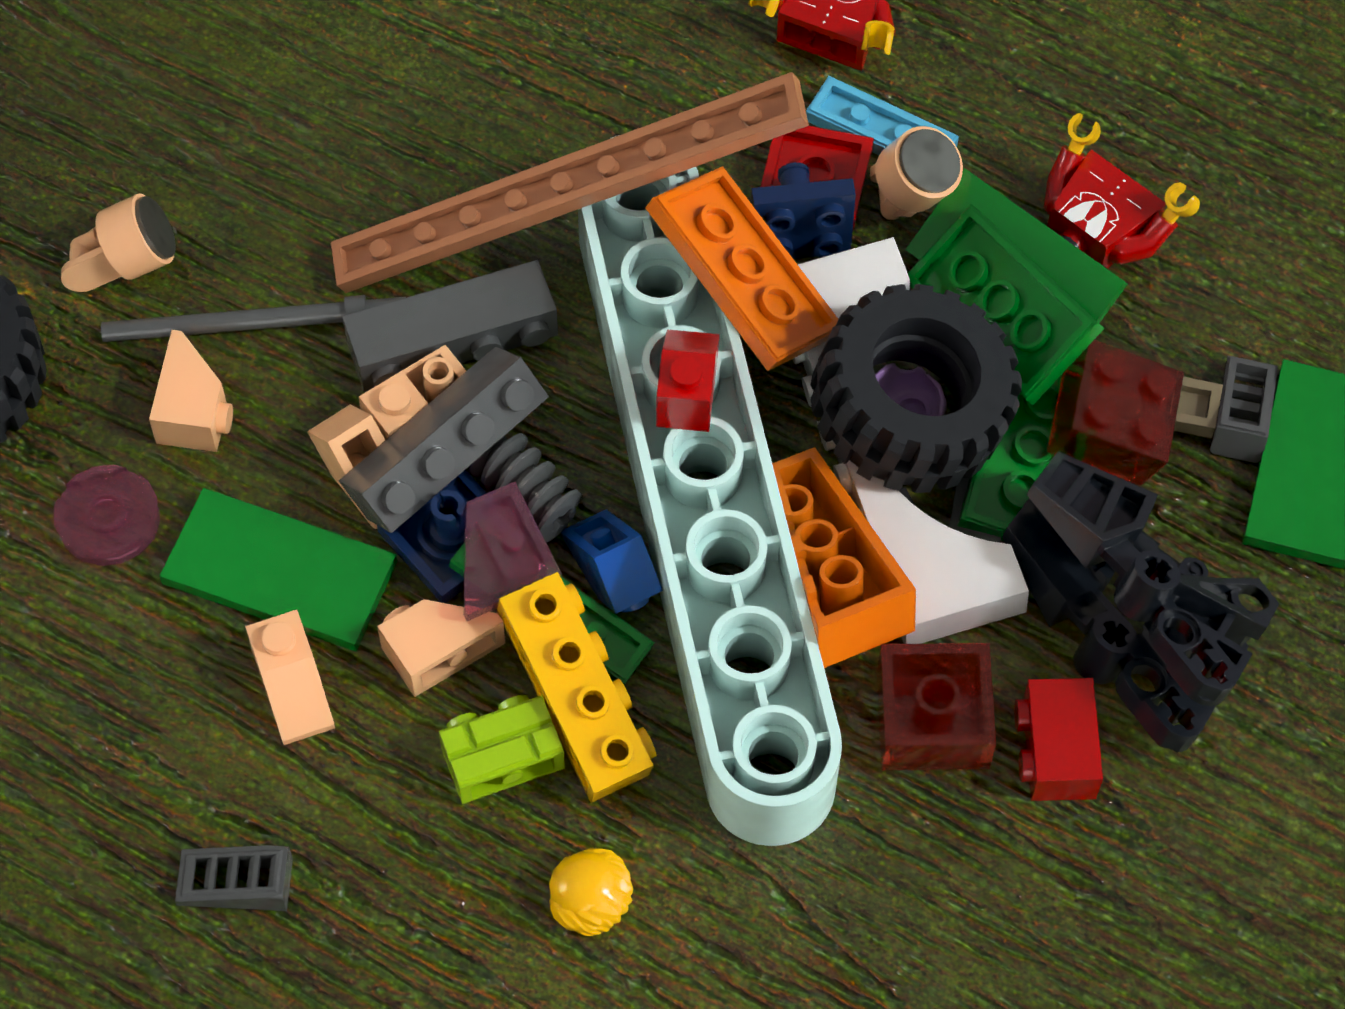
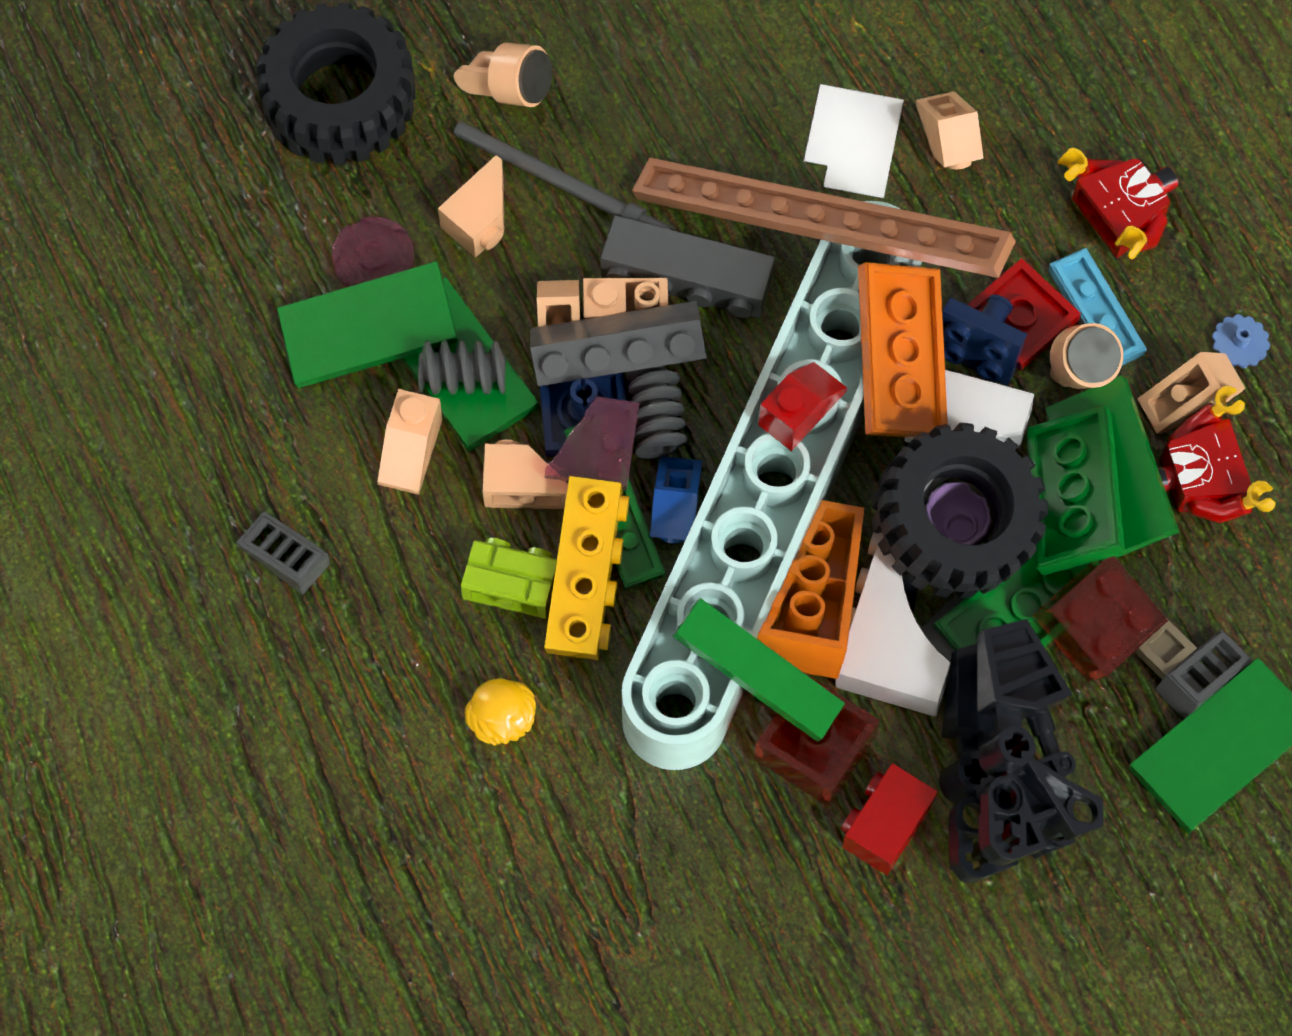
camera: 35 degrees right, 5 degrees up
(156, 586) = (367, 324): none -> green tile
(295, 563) = (462, 367): none -> dark grey piece
(520, 106) = (854, 138): none -> white sticker
(615, 38) = (951, 129): none -> light nougat slope
(841, 665) = (758, 669): none -> green tile
(1030, 149) = (1189, 390): none -> light nougat slope
(1037, 77) = (1241, 340): none -> medium blue piece

